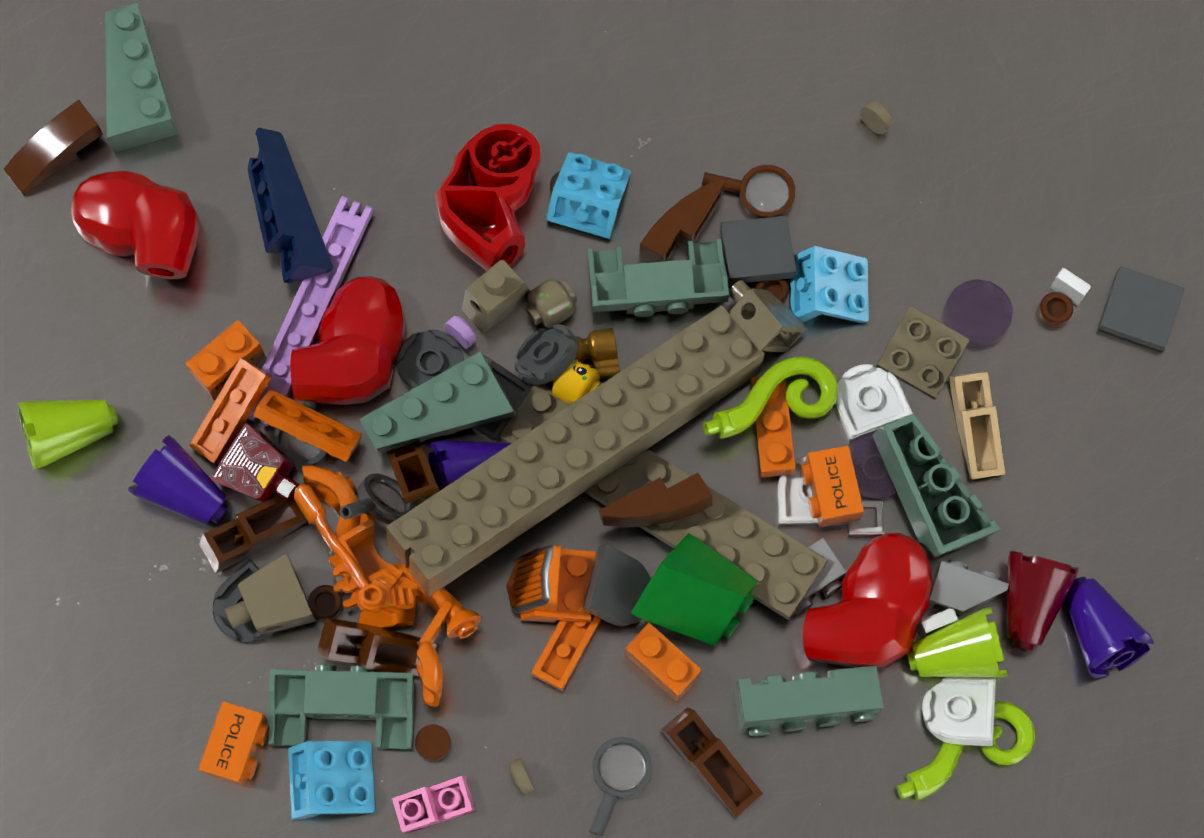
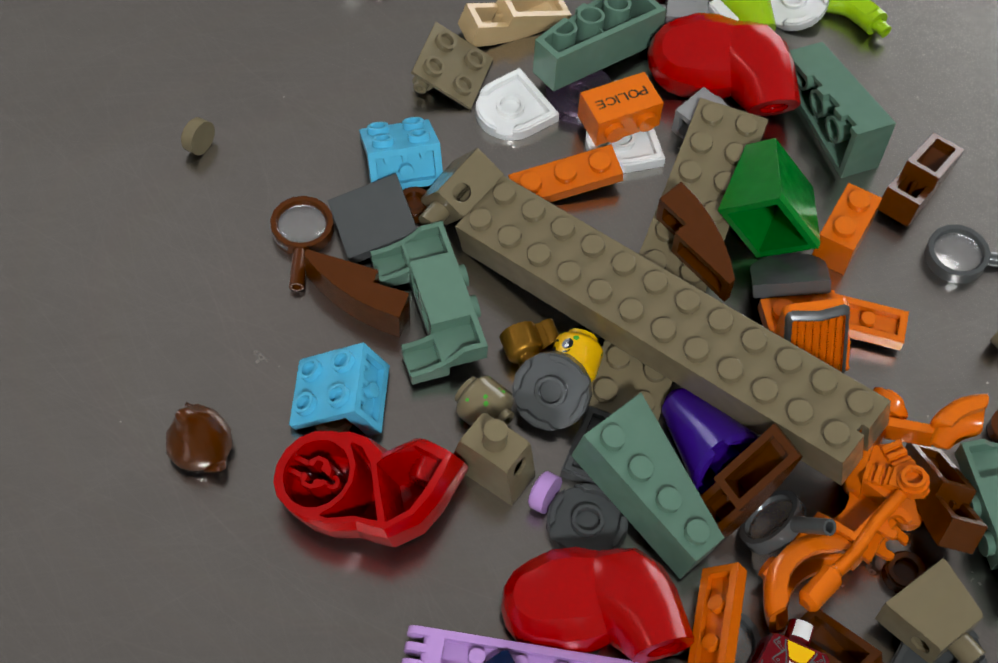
camera: 105 degrees left, 15 degrees down
(568, 81) = (199, 439): none -> reddish brown hat
(739, 418) = (570, 188): lime plant -> none
(979, 312) = (396, 32): clear purple tile -> none

